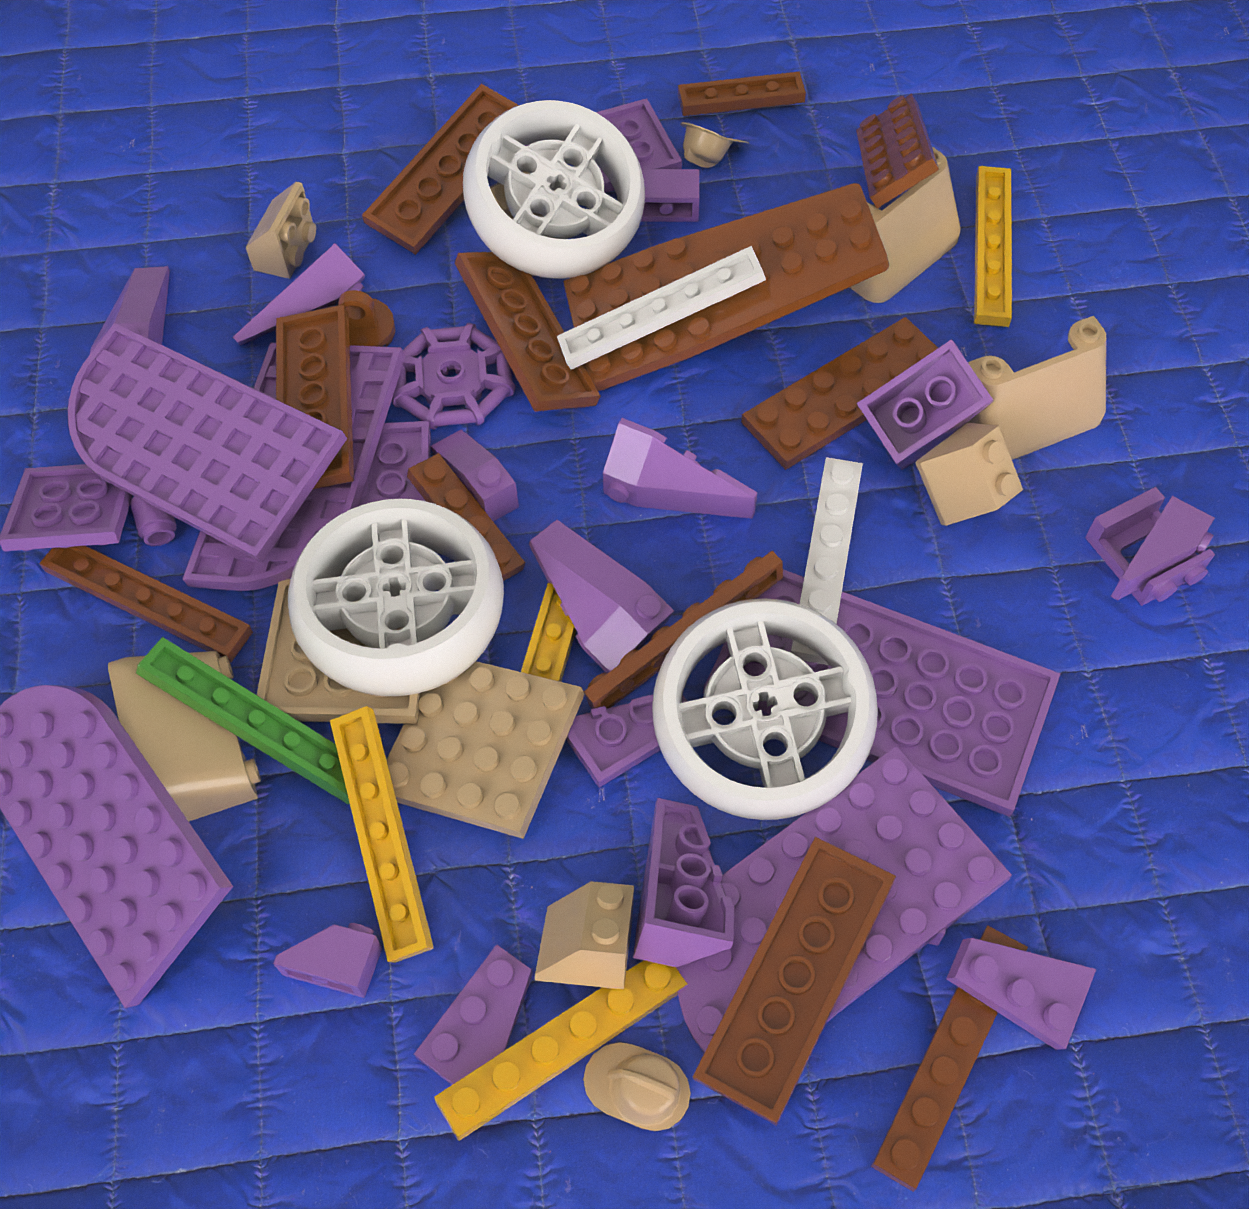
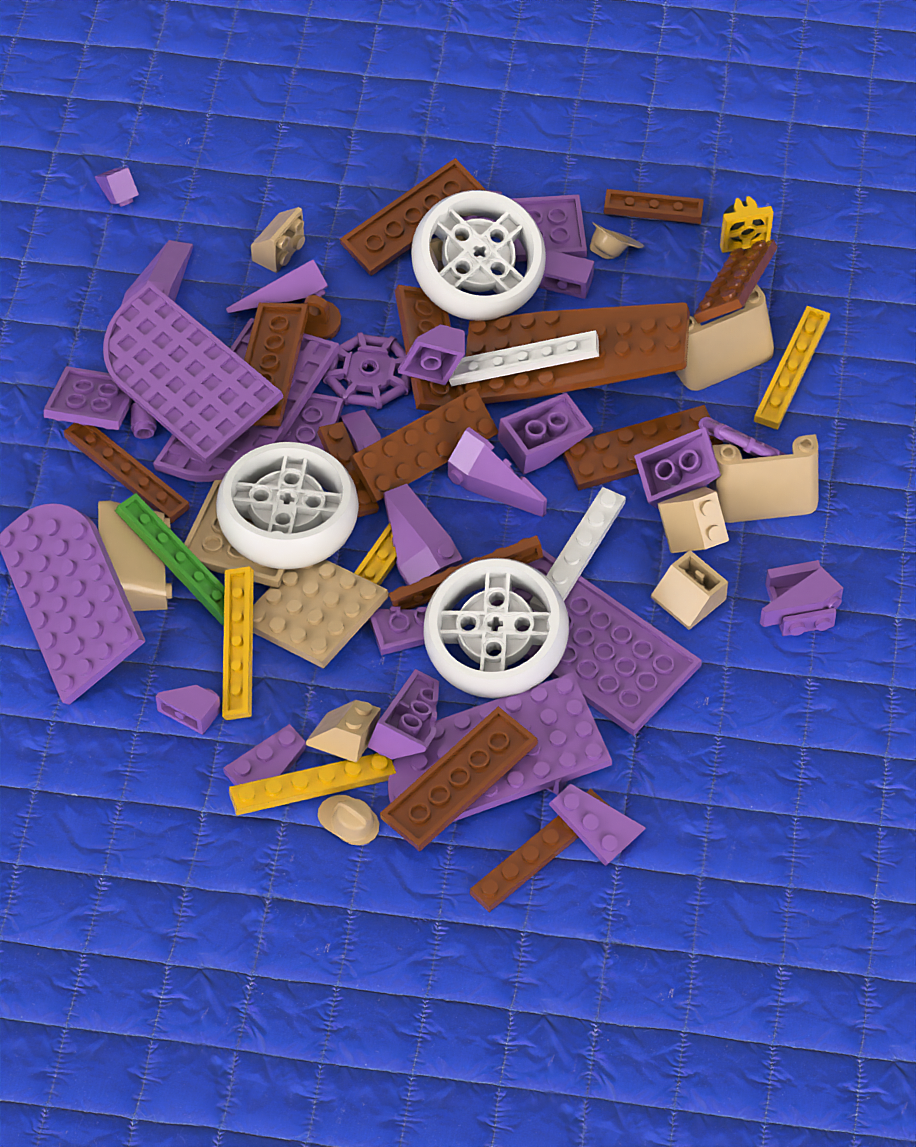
camera: 15 degrees right, 5 degrees down
(49, 214) = (118, 186): none -> medium lavender slope
(542, 330) = (435, 355): none -> medium lavender slope
(556, 461) = (421, 444): none -> dark orange plate
(715, 402) = (542, 432): none -> medium lavender slope
(866, 86) = (745, 225): none -> yellow piece
(977, 344) = (738, 438): none -> medium lavender plate
(1001, 573) = (690, 590): none -> tan slope

